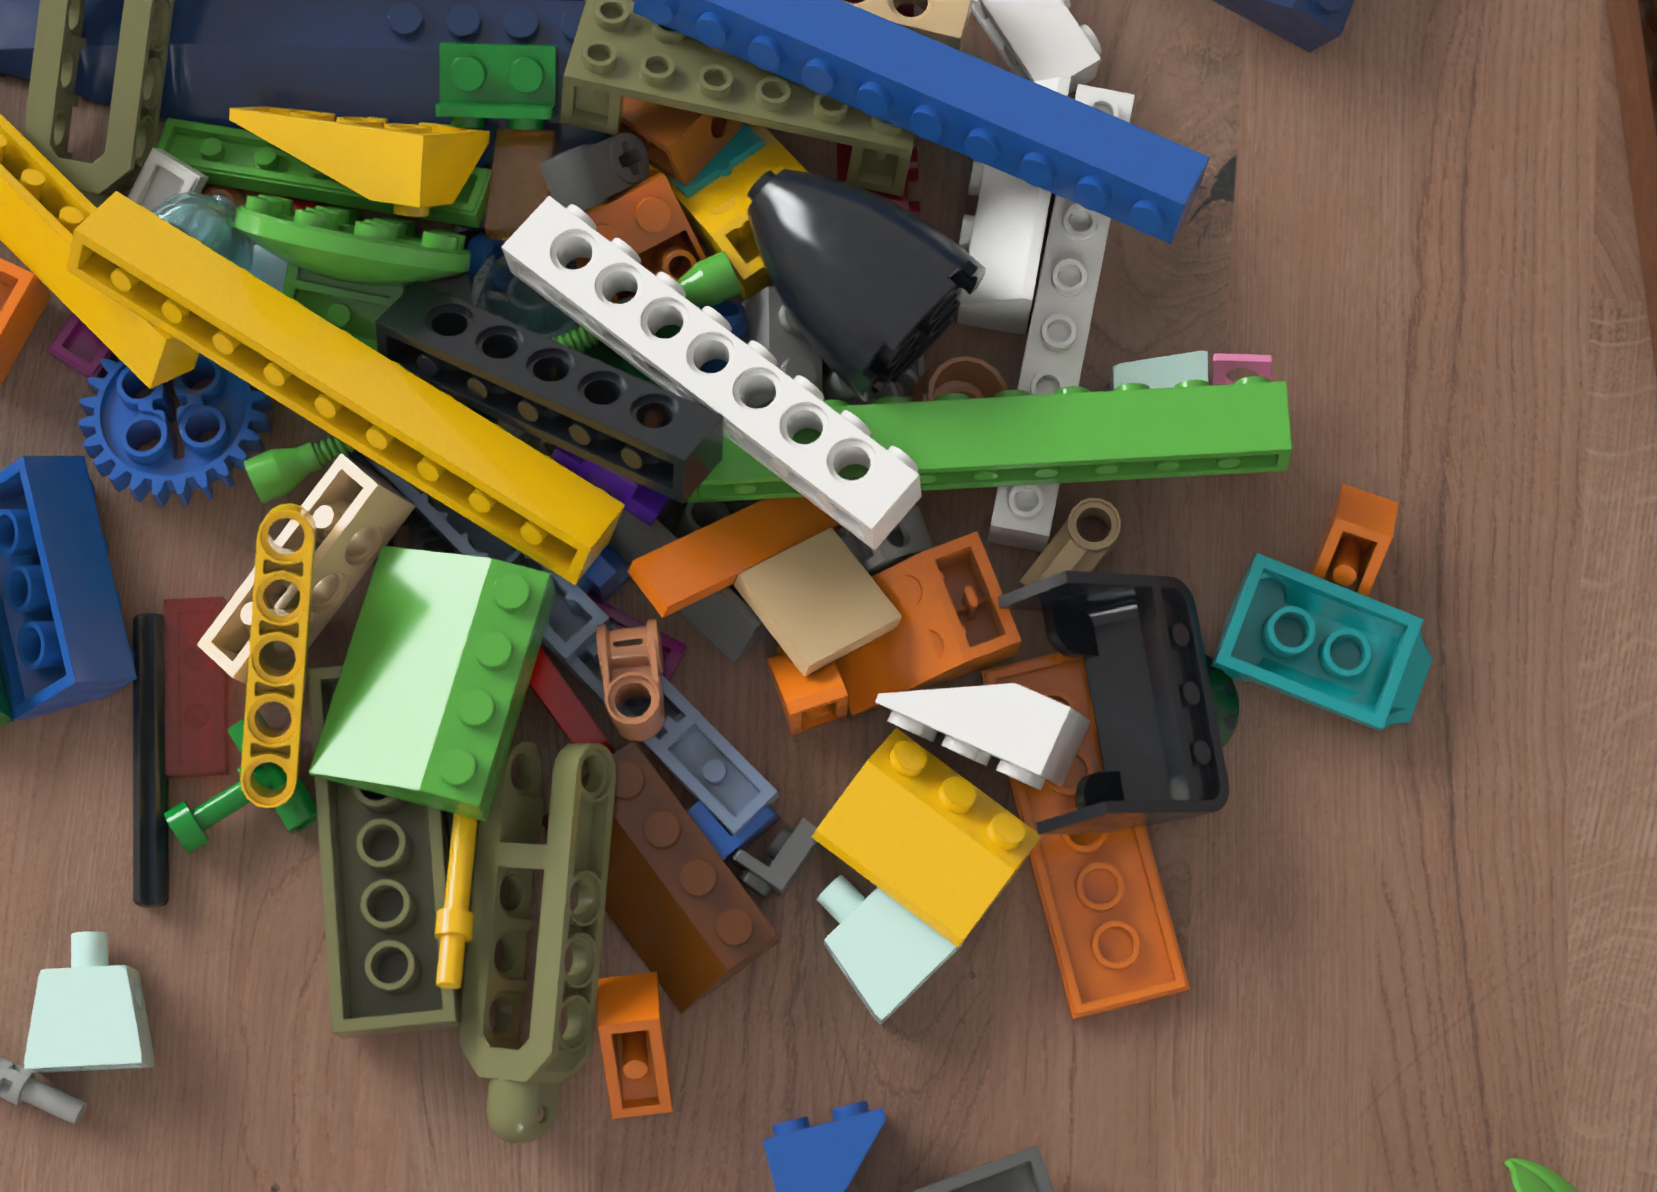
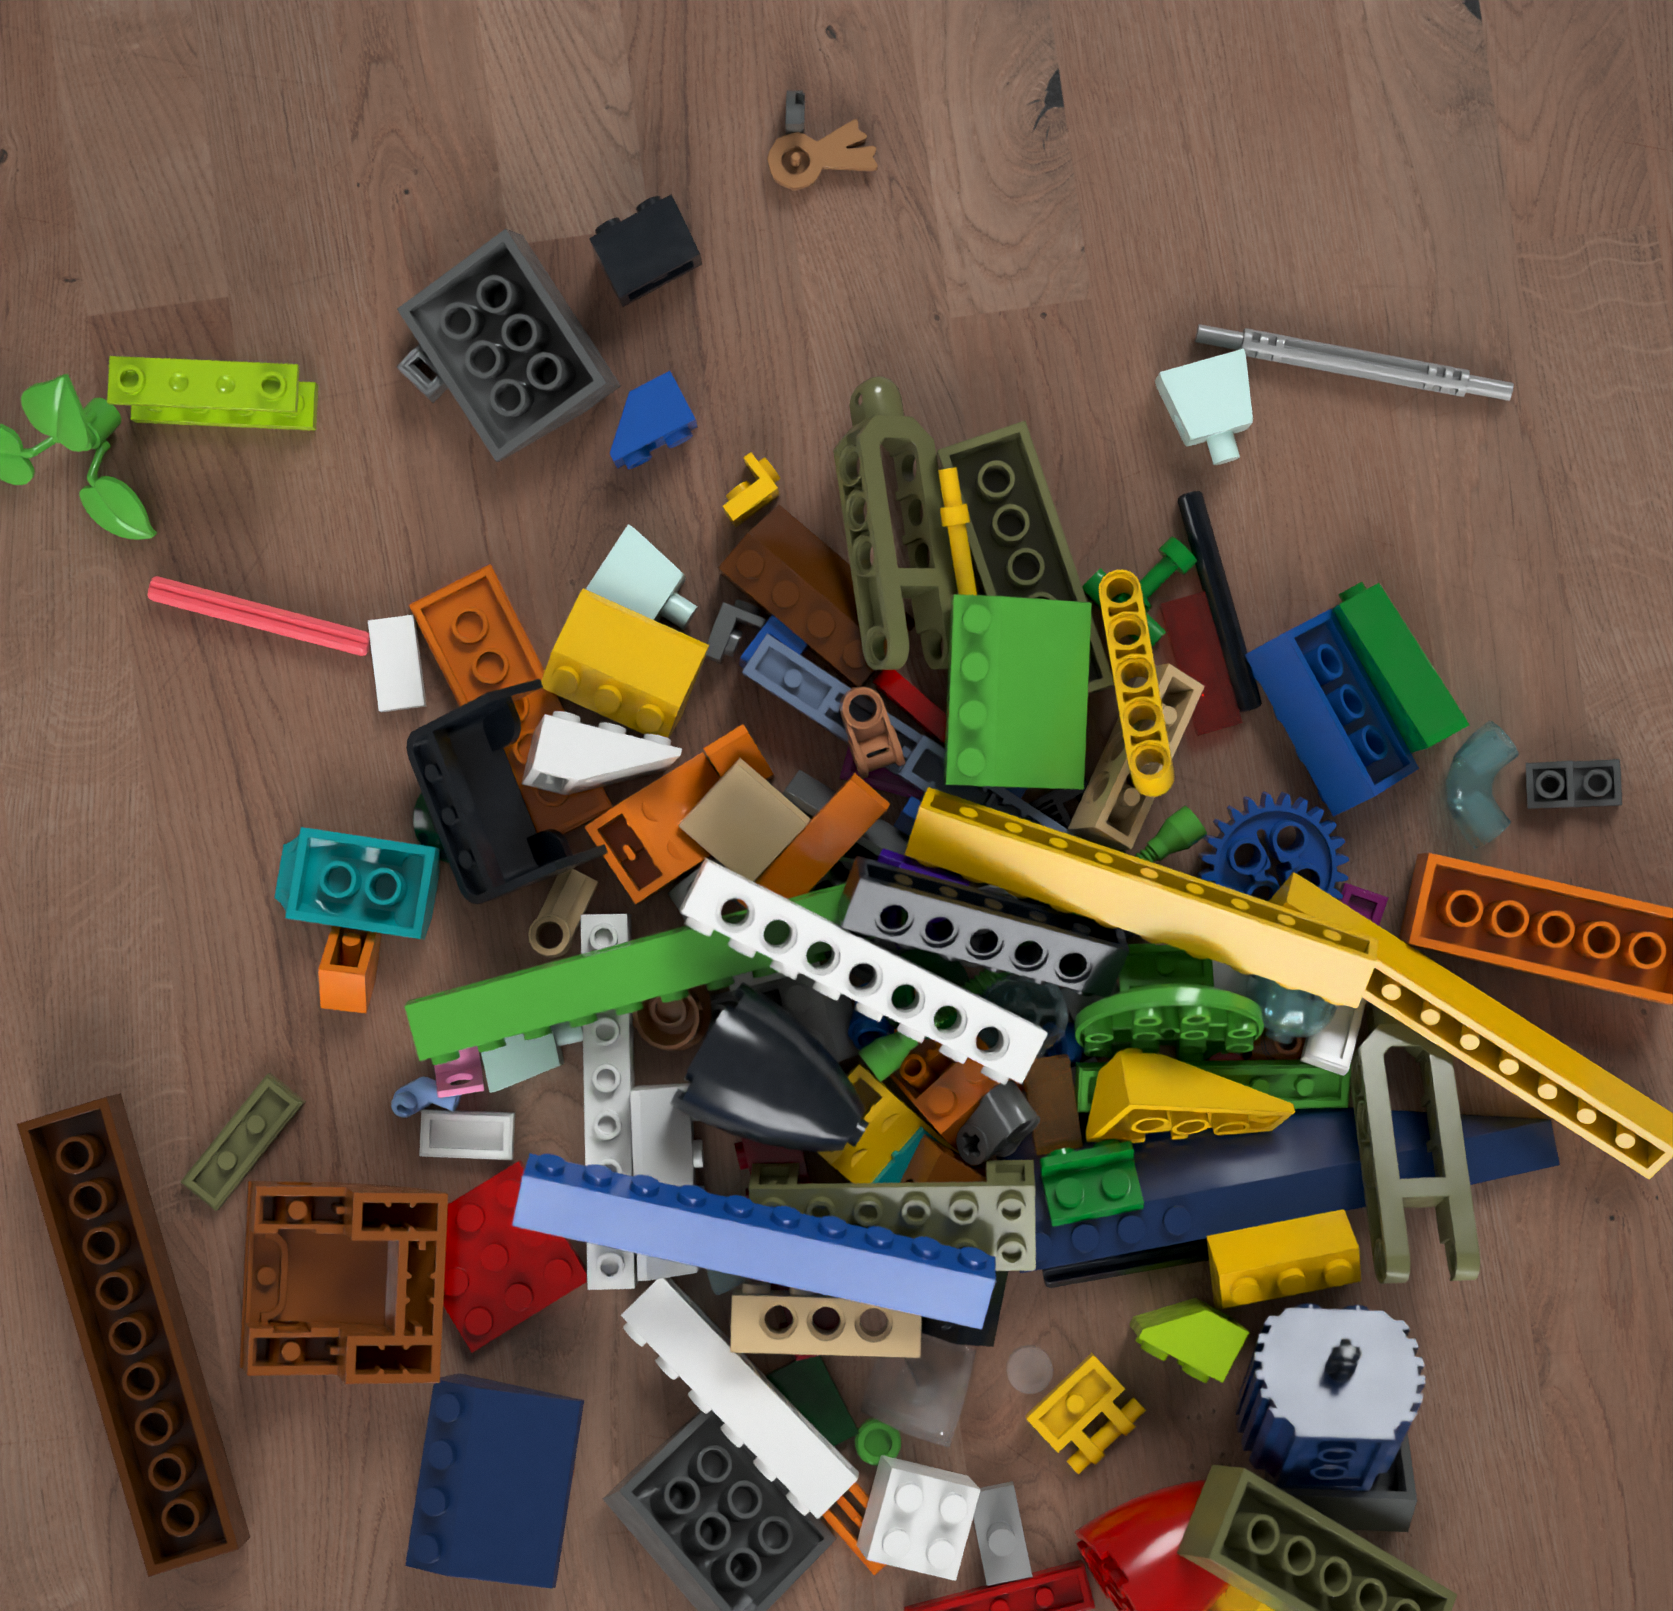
camera: 170 degrees right, 10 degrees up
(633, 1045) = (807, 471): orange slope -> none
(719, 1025) = (750, 498): none -> yellow bracket
(1220, 918) = (397, 663): none -> white tile
(1245, 320) = (467, 1134): none -> white tile
(1263, 174) = (500, 1270): none -> red plate
(1302, 376) = (418, 1095): none -> light blue arm
(1388, 1020) = (259, 616): none -> coral axle
(1429, 172) = (343, 1281): none -> dark orange slope
(1524, 372) = (243, 1141): none -> olive tile

